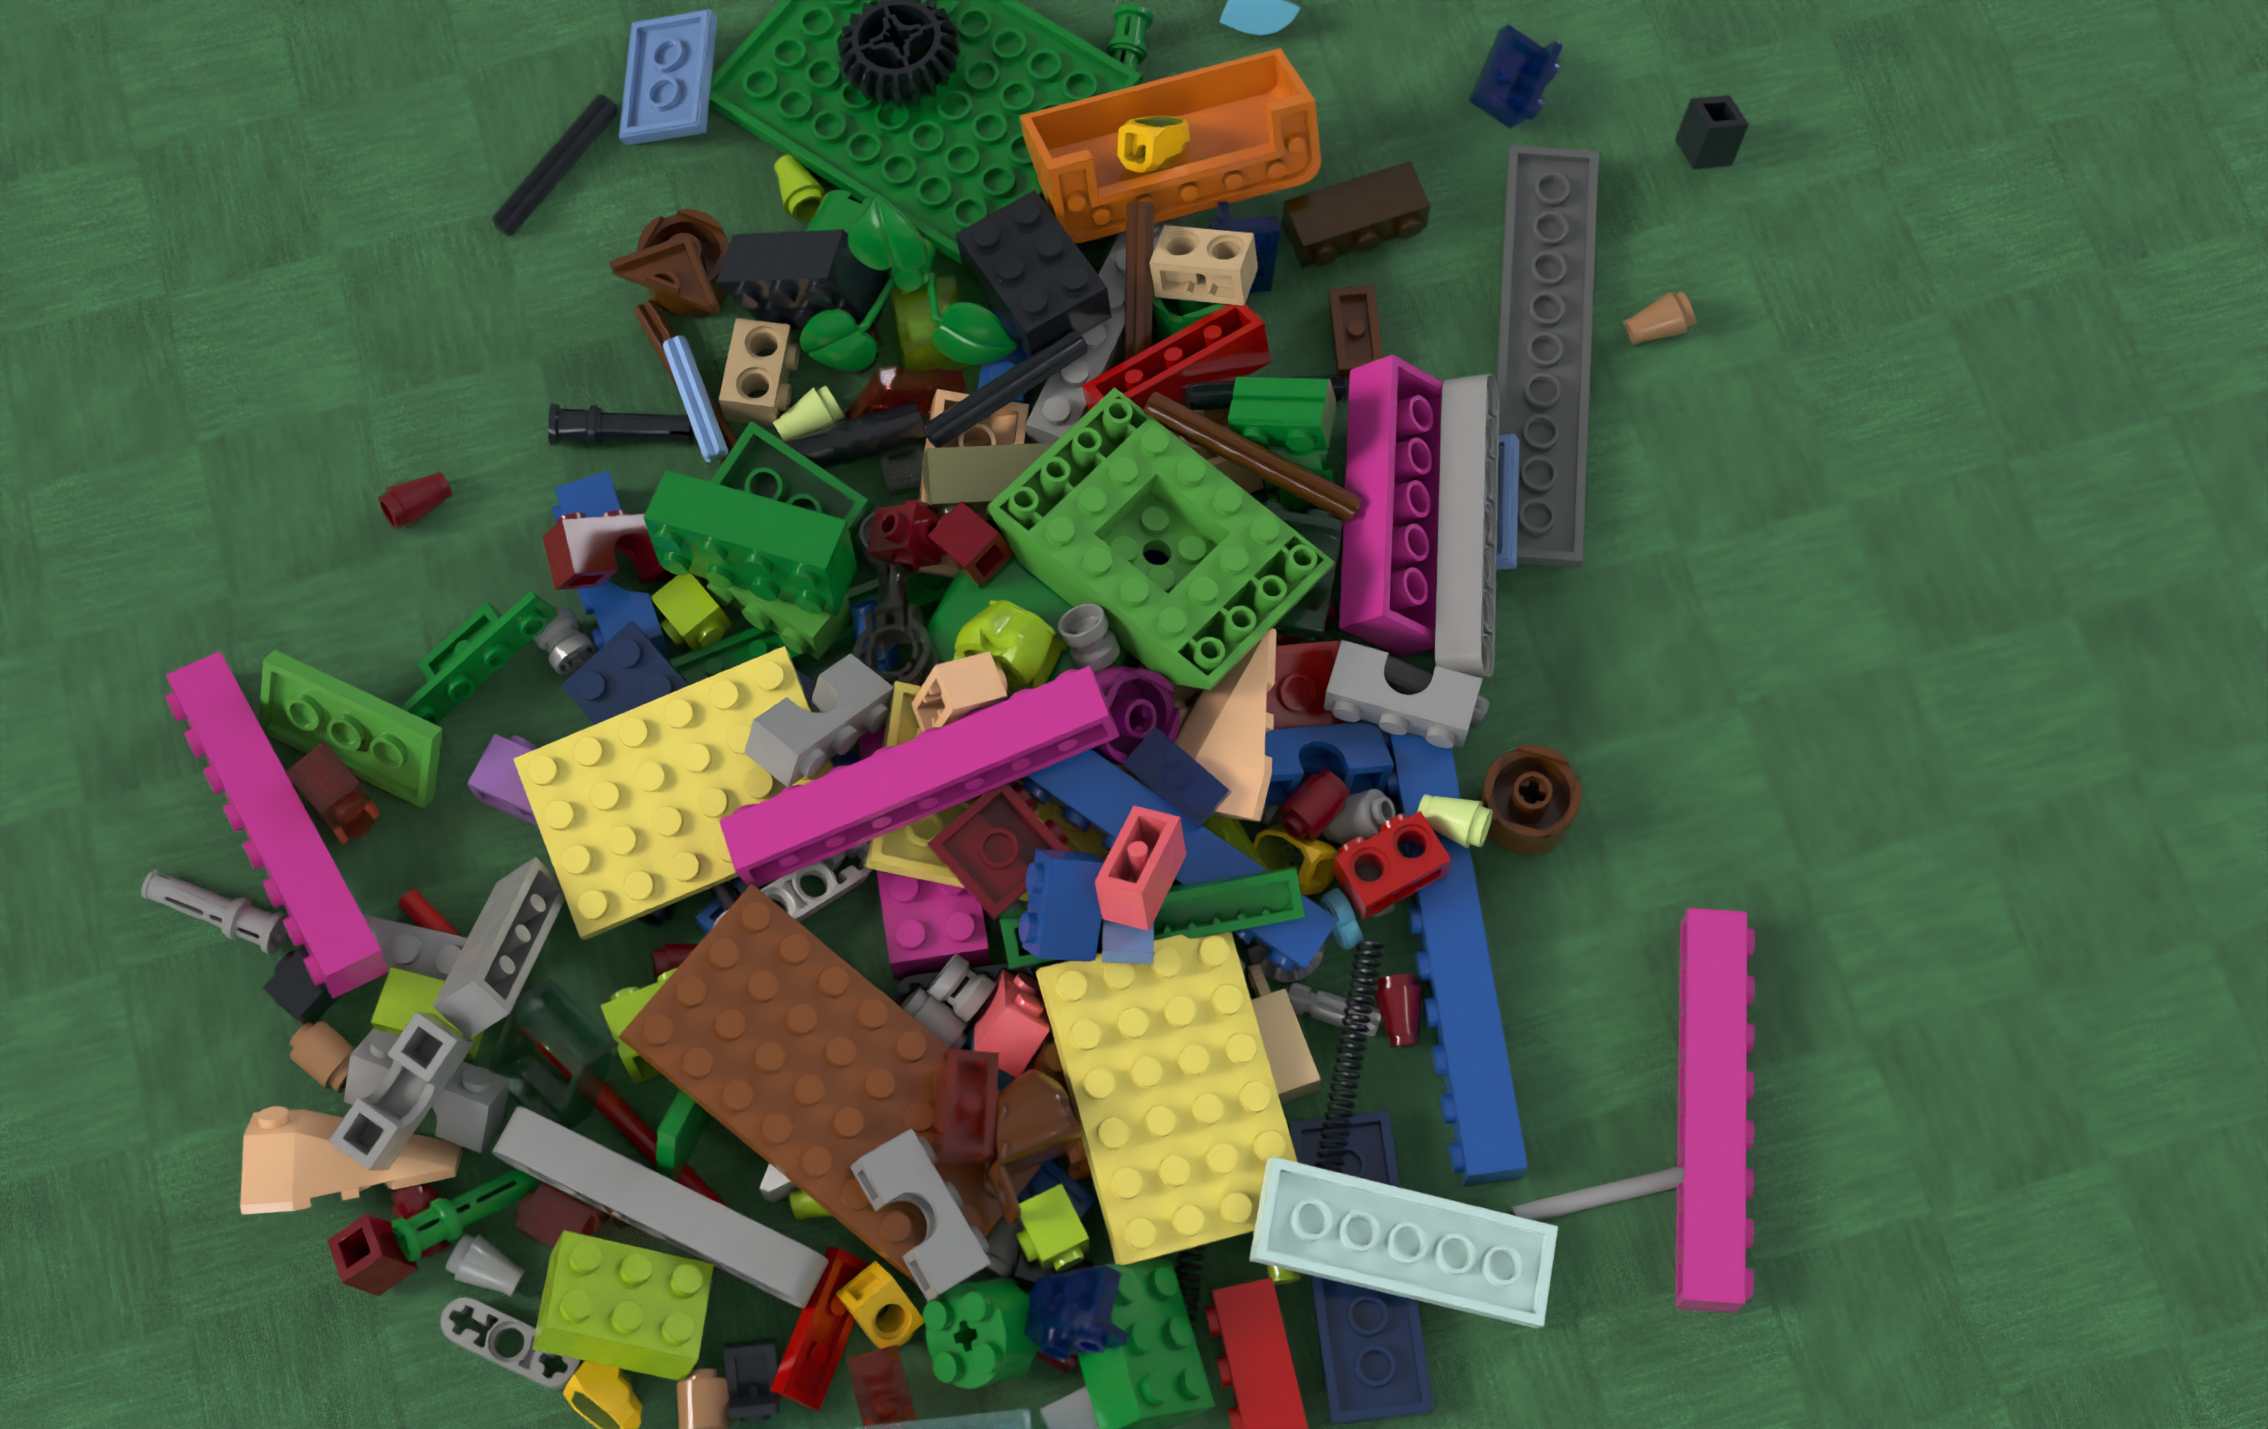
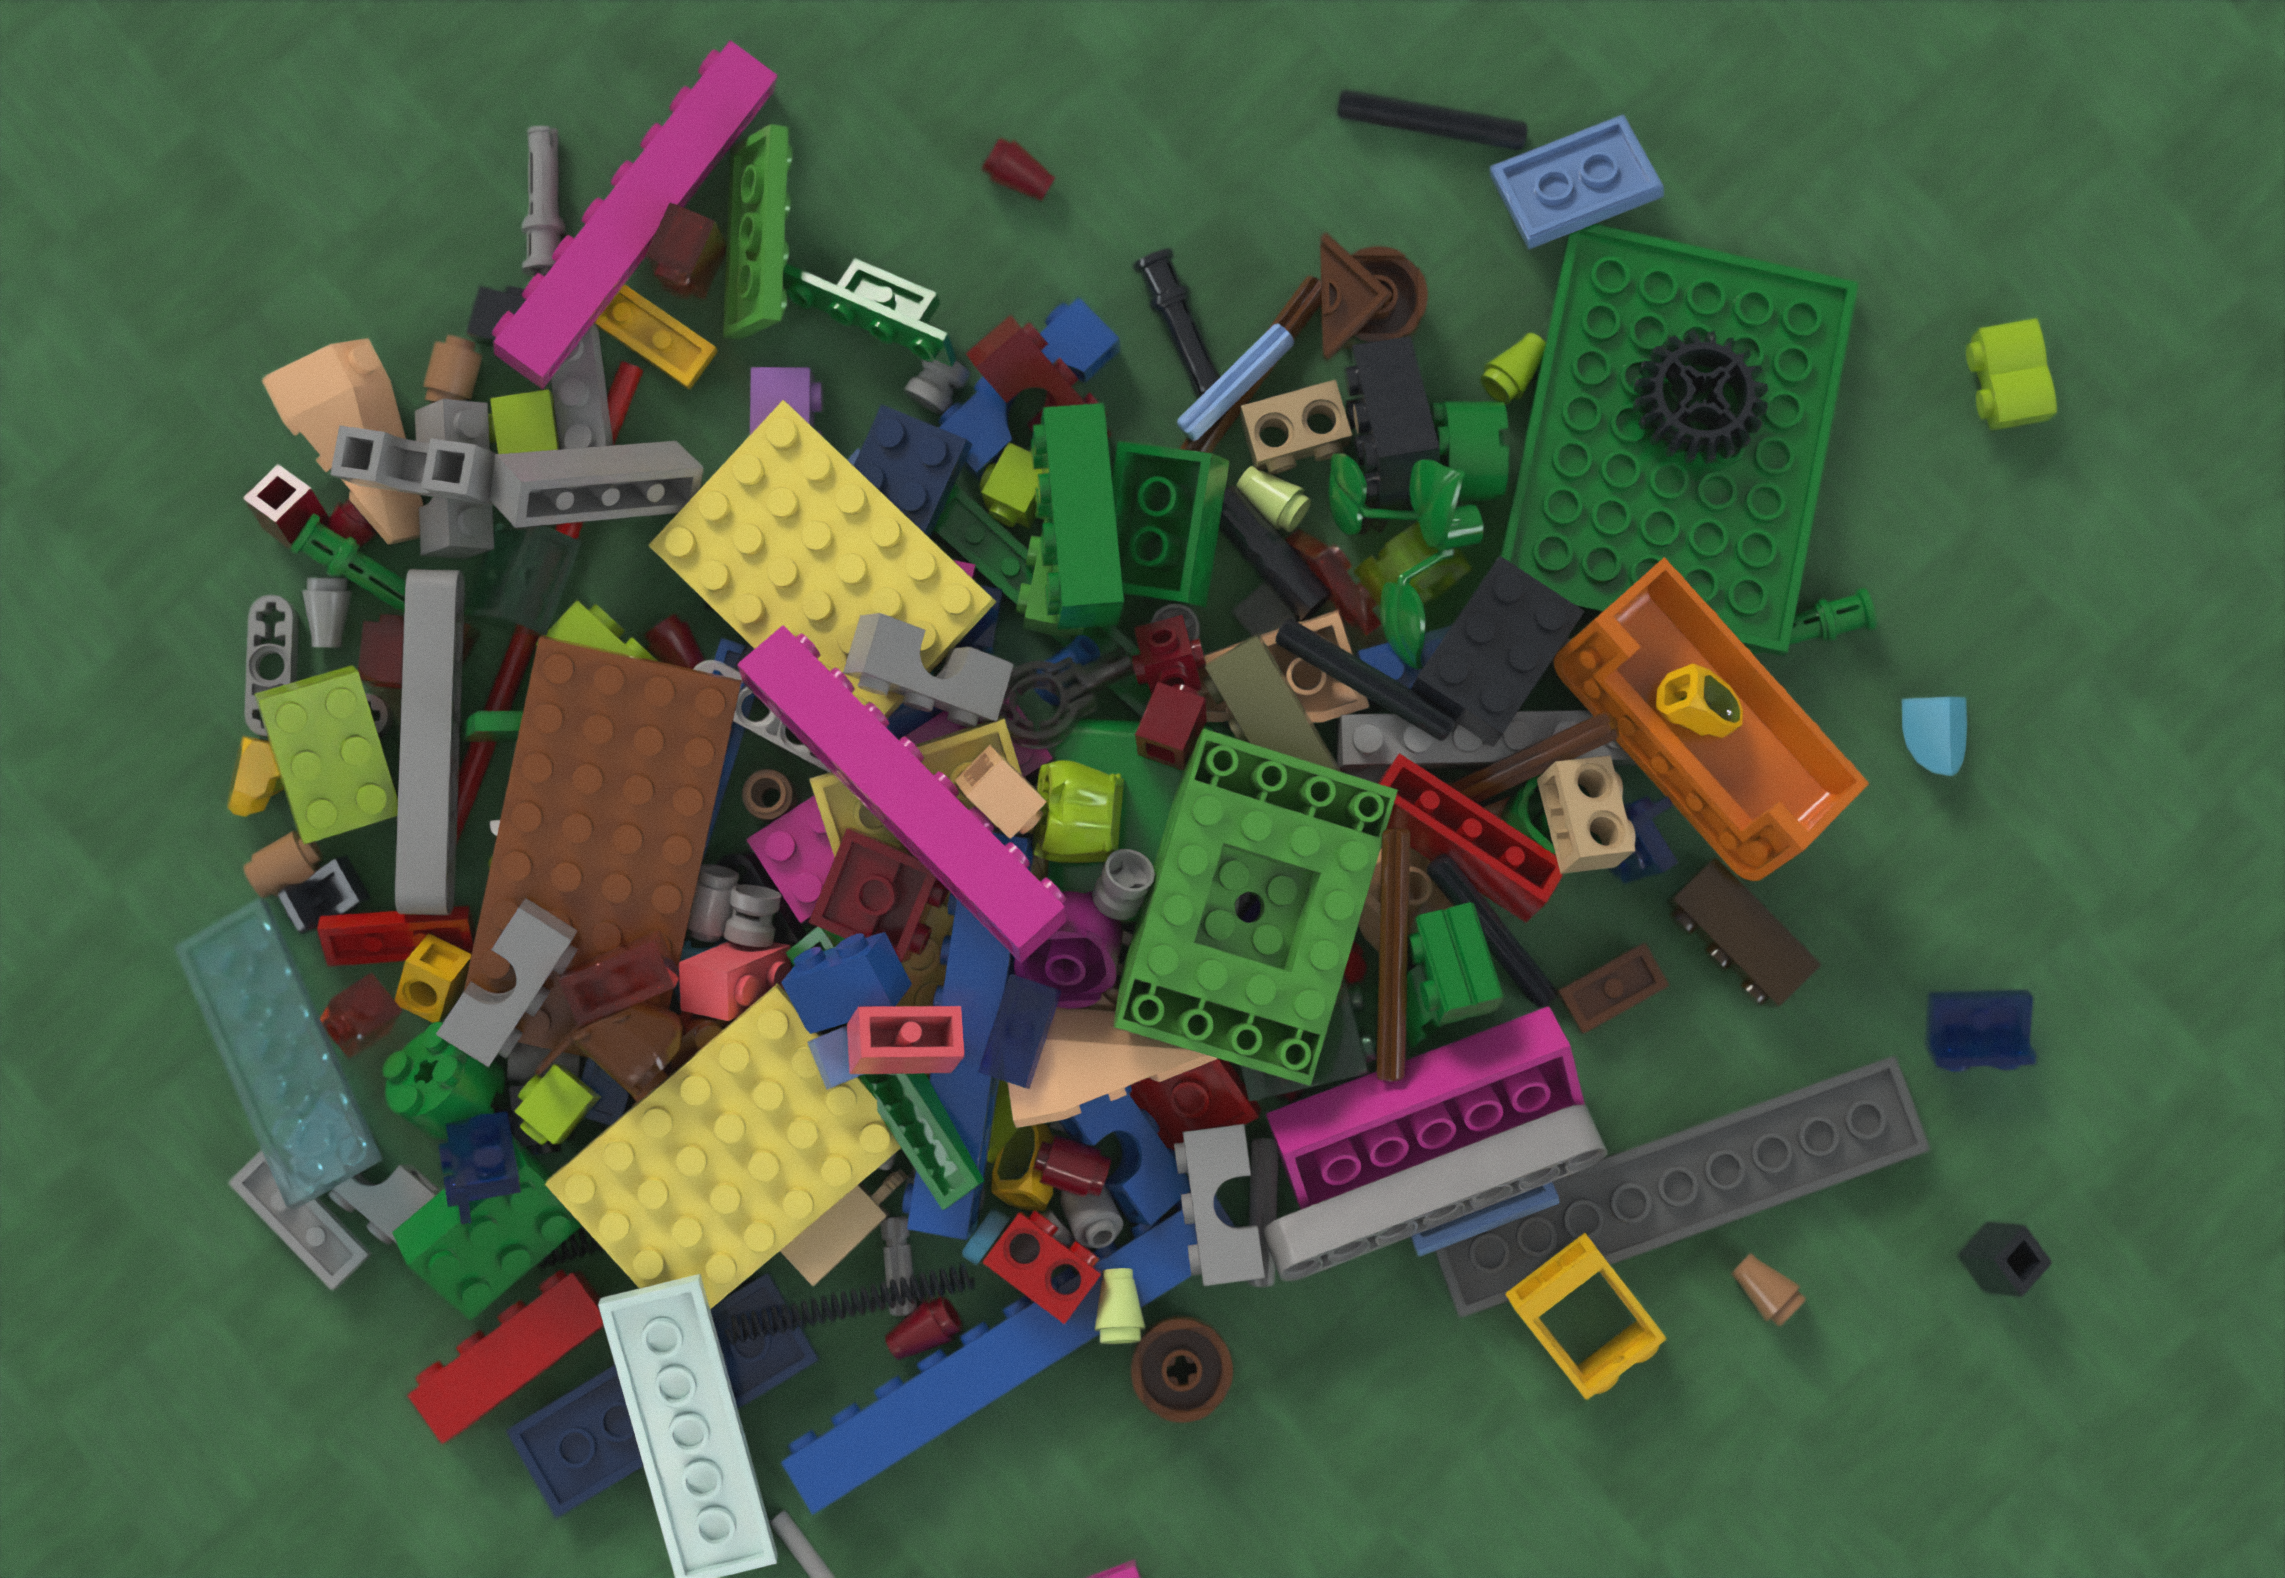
camera: 65 degrees right, 15 degrees up
(395, 861) = (656, 337): none -> yellow plate
(858, 921) = (756, 788): none -> medium nougat brick
(1586, 469) = (1558, 1279): none -> yellow window

